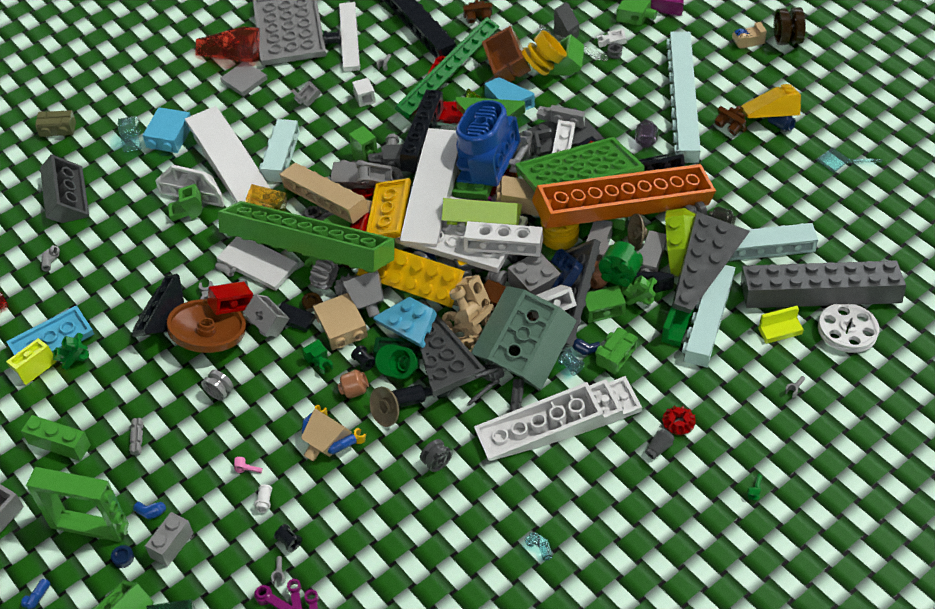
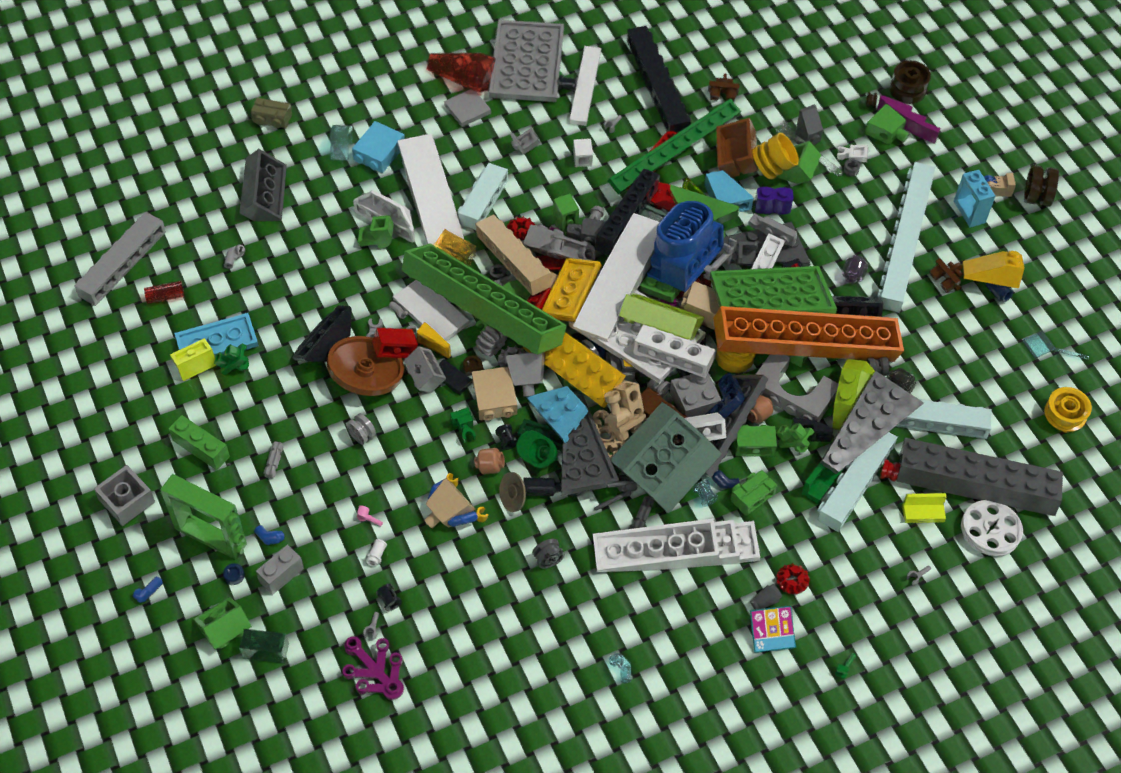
camera: 10 degrees right, 5 degrees up
(264, 286) = (431, 339): none -> yellow slope
(321, 165) = (520, 233): none -> red gear
(553, 92) = (773, 200): none -> dark purple brick
(620, 263) = (782, 406): green brick -> none
(636, 231) = (810, 374): dark tan dish -> none
(675, 470) = (772, 629): none -> piece
(735, 63) = (974, 211): none -> medium azure window
(737, 299) = (890, 470): none -> red wheel
(880, 207) = (1057, 408): none -> yellow wheel

